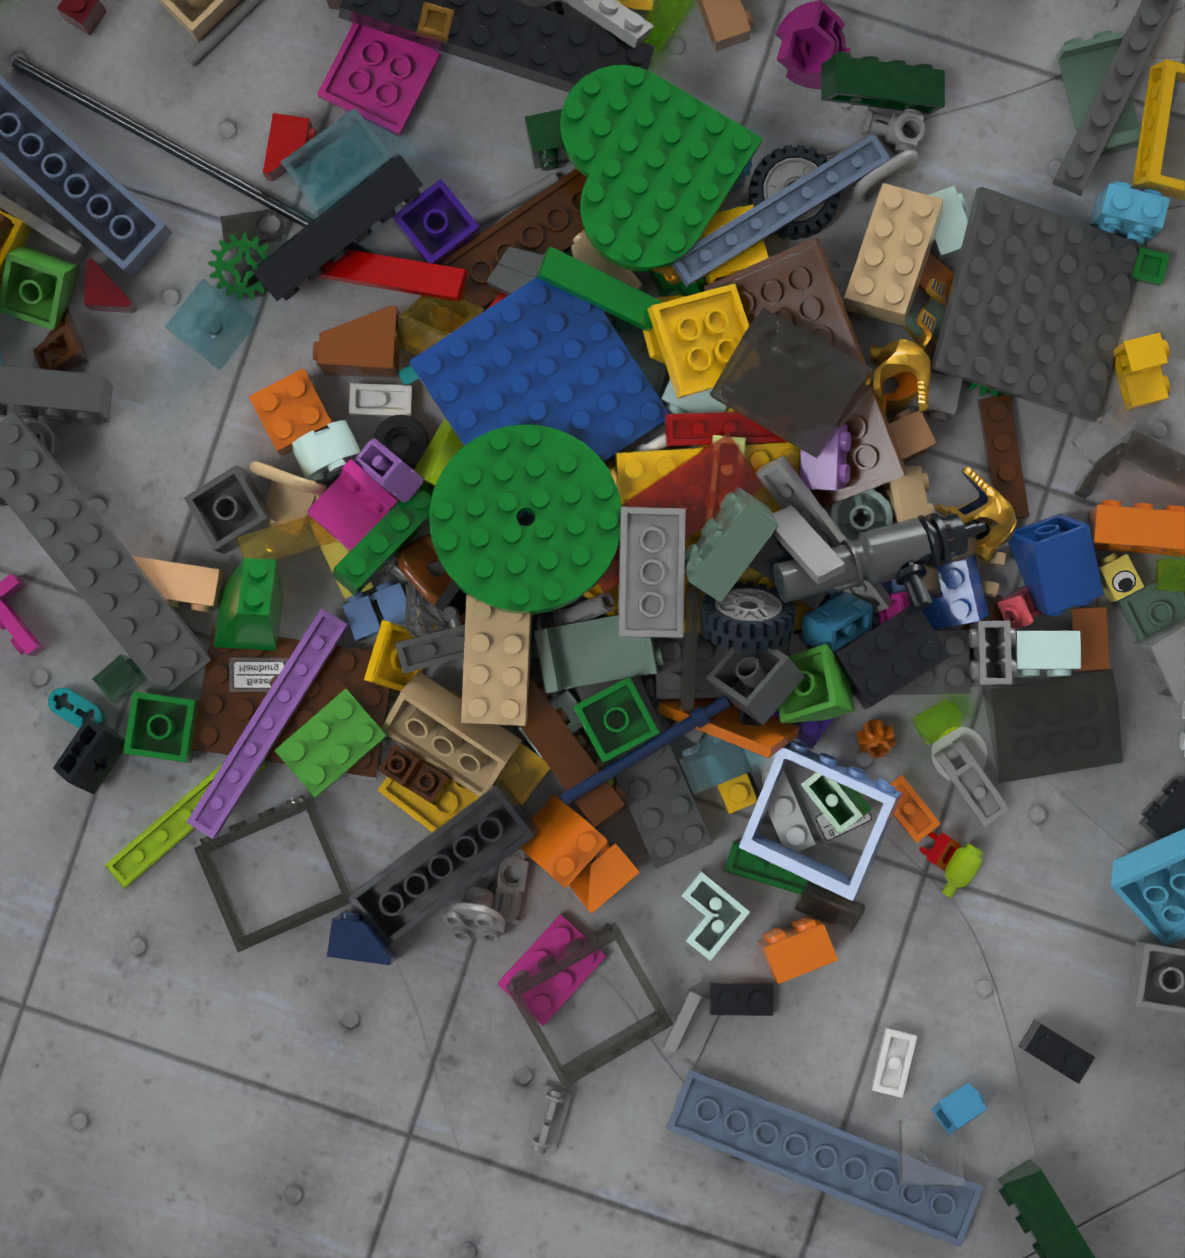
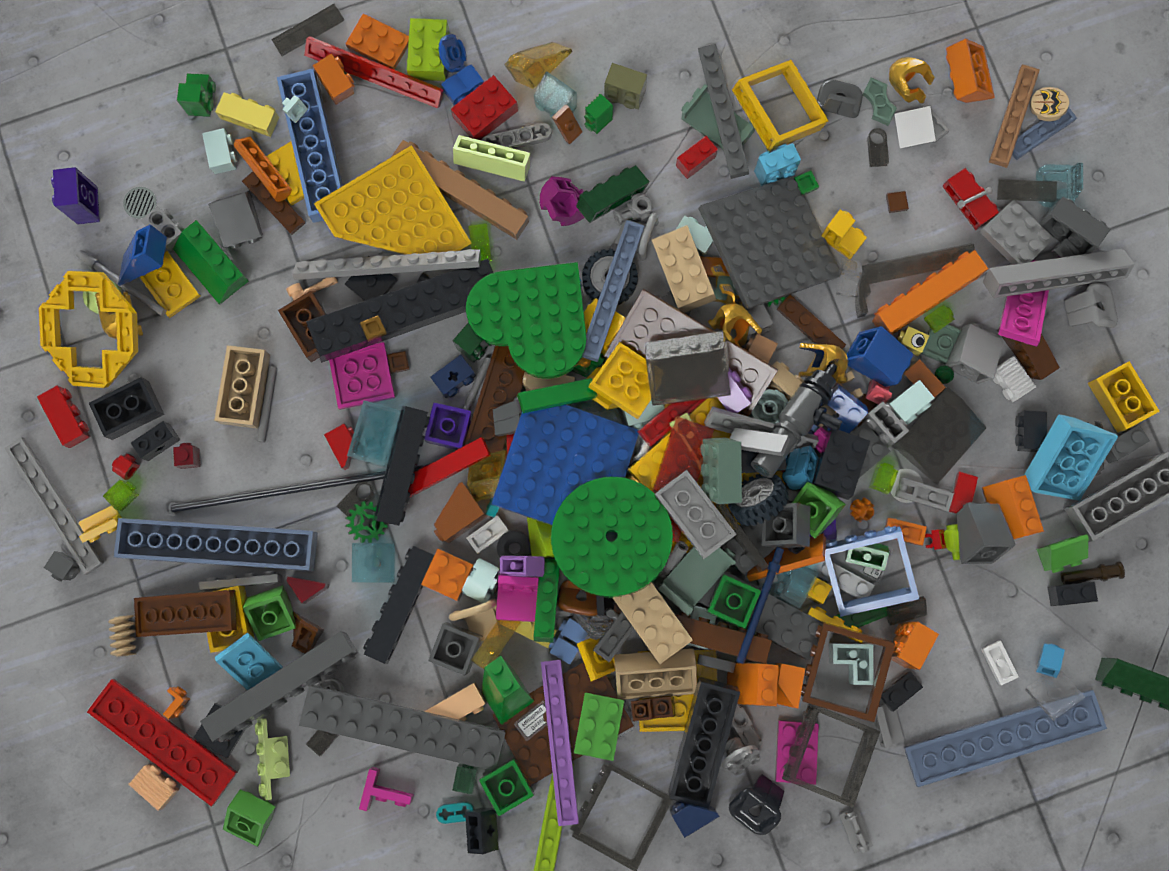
camera: 40 degrees left, 5 degrees down
(202, 403) = (399, 606): none -> black brick
(439, 93) = (398, 362): none -> reddish brown tile
(470, 988) = (766, 795): none -> black piece
(478, 159) = (458, 368): none -> dark blue brick
(537, 781) = (716, 663): none -> dark grey beam
(648, 880) = (879, 680): none -> reddish brown window
(726, 852) = (820, 614): none -> yellow plate
(1004, 887) = (983, 533): none -> dark grey slope
(1022, 820) = (963, 491): none -> red slope
(1033, 121) = (696, 157): none -> red brick
(1069, 888) = (1016, 504): none -> orange slope
(1087, 993) = (1063, 553): none -> bright green slope
(1116, 1055) = (1101, 572): none -> dark brown pin
(1124, 652) = (944, 374): none -> dark green plate

